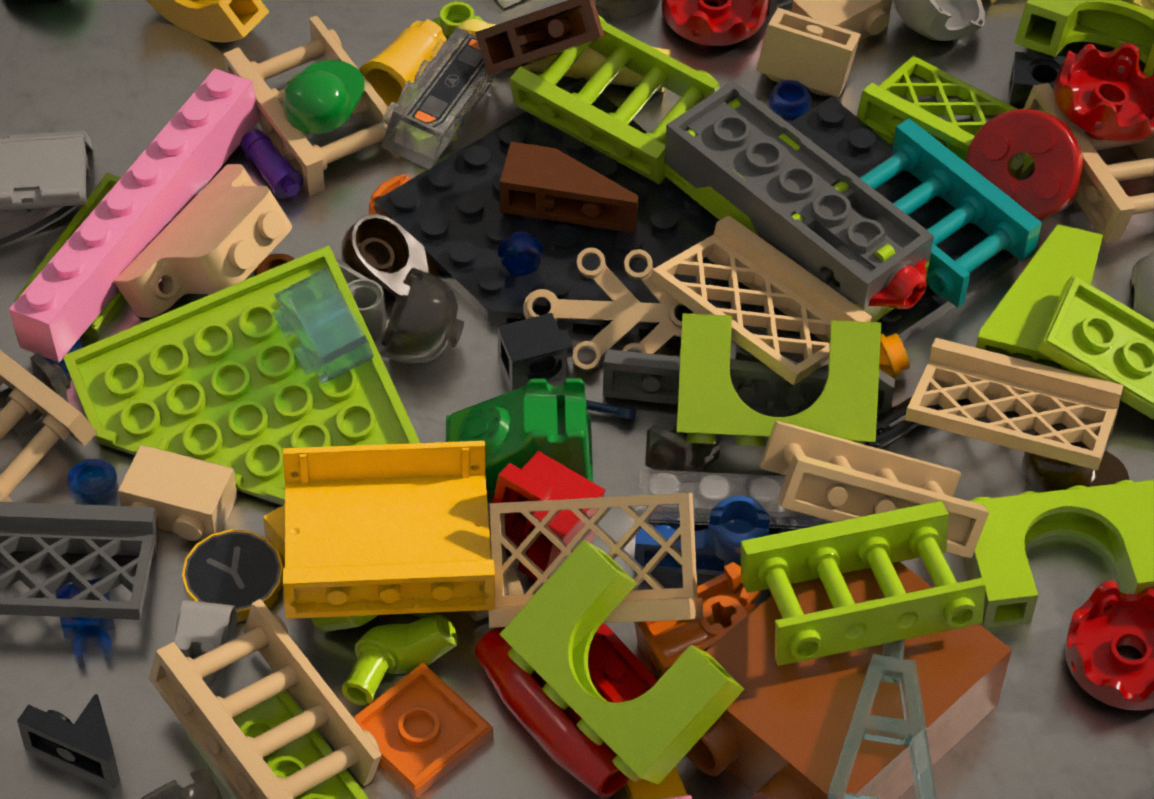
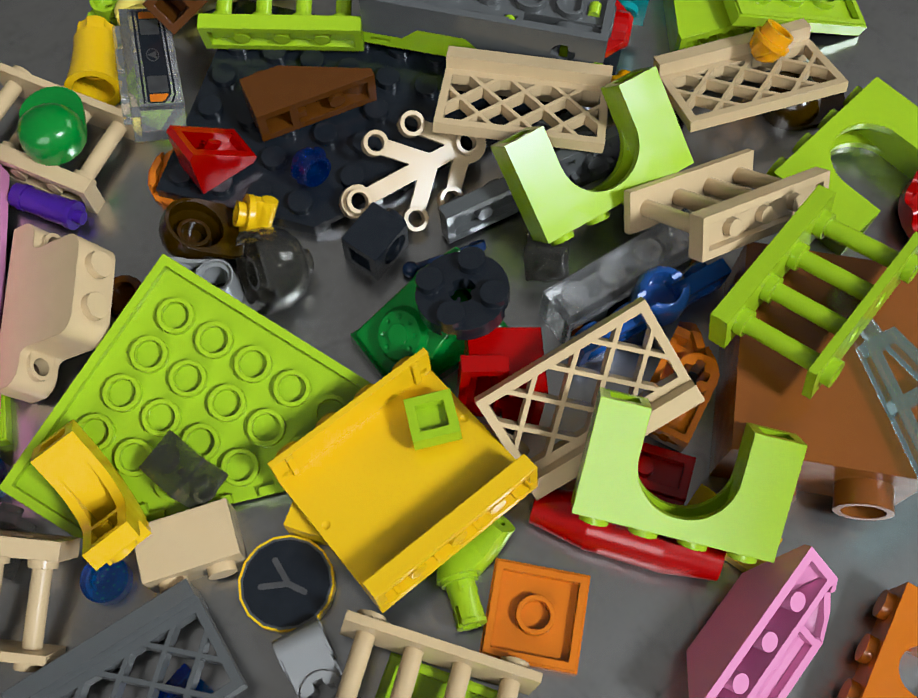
camera: 35 degrees left, 15 degrees up
(133, 394) = (94, 493): none -> yellow arch
(216, 428) = (183, 471): none -> clear smoke bracket
(323, 327) = (212, 328): clear light blue brick -> none
(440, 193) = (210, 153): none -> red slope
(444, 265) = (254, 212): none -> yellow plate
(447, 501) = (432, 419): none -> lime plate
(536, 395) = (458, 271): none -> black plate
(1057, 382) = (770, 42): none -> light orange plate

